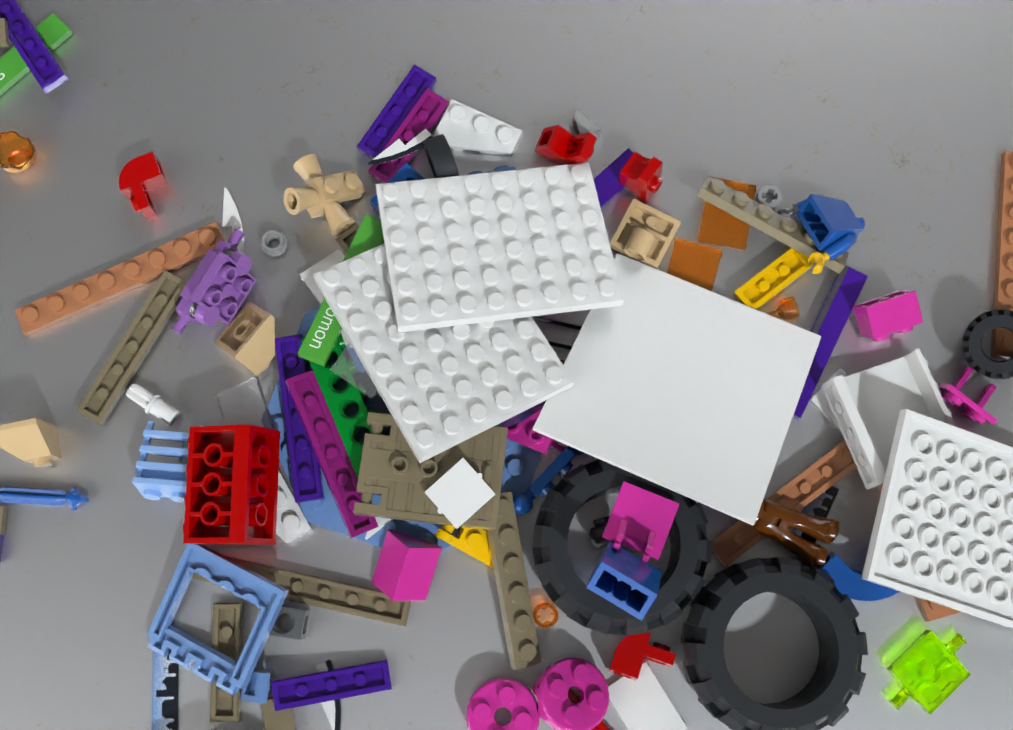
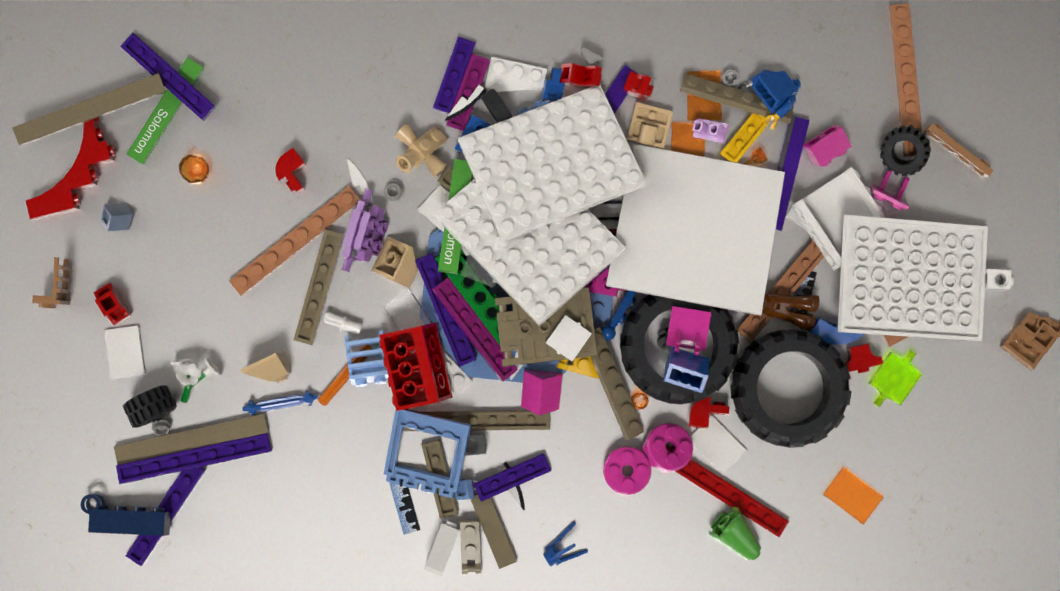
camera: 15 degrees left, 10 degrees up
(123, 485) = (341, 379): none -> orange axle
(524, 155) = (553, 88): none -> blue plate
(728, 257) = (710, 130): none -> lavender hips
(886, 629) = (861, 358): none -> red brick

